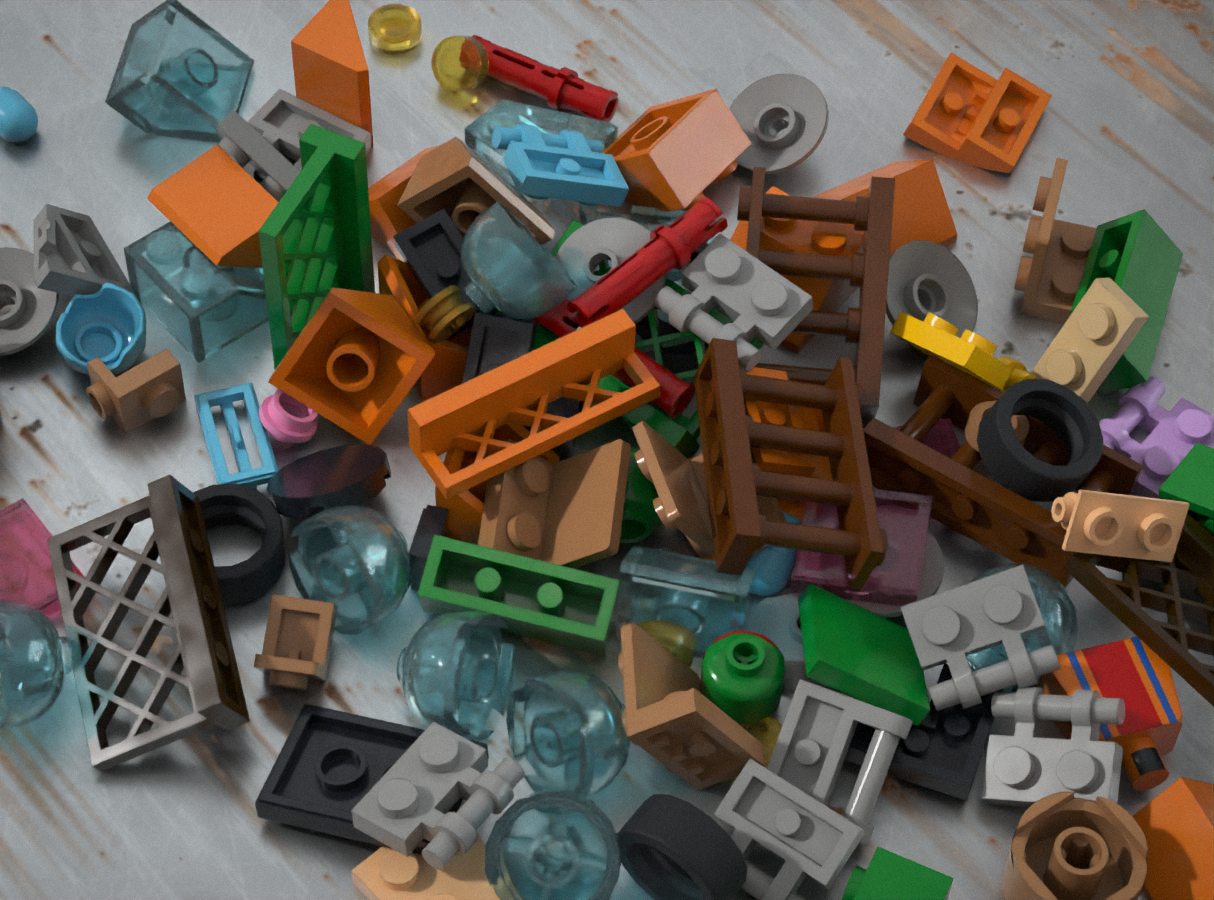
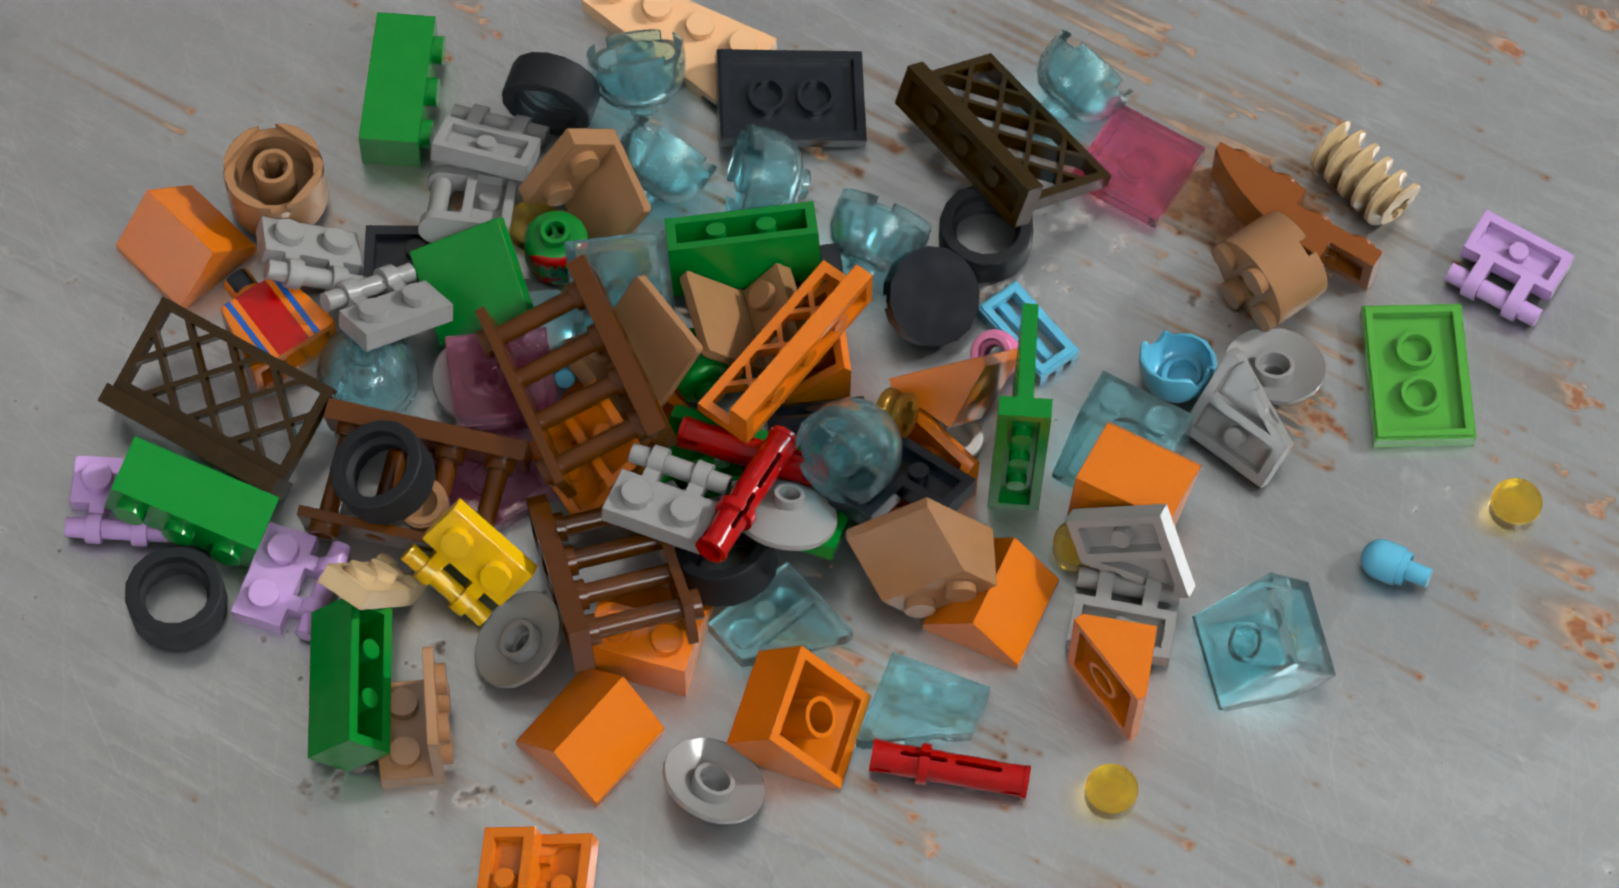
camera: 160 degrees right, 10 degrees up
(137, 394) = (1126, 319): medium nougat bracket -> none
(297, 641) = (892, 168): medium nougat bracket -> none
(424, 785) = (747, 75): light grey plate -> none
(460, 63) = (1027, 752): clear yellow tile -> none
(560, 166) = (868, 618): medium azure plate -> none
(1120, 524) = (285, 435): light nougat hinge -> none

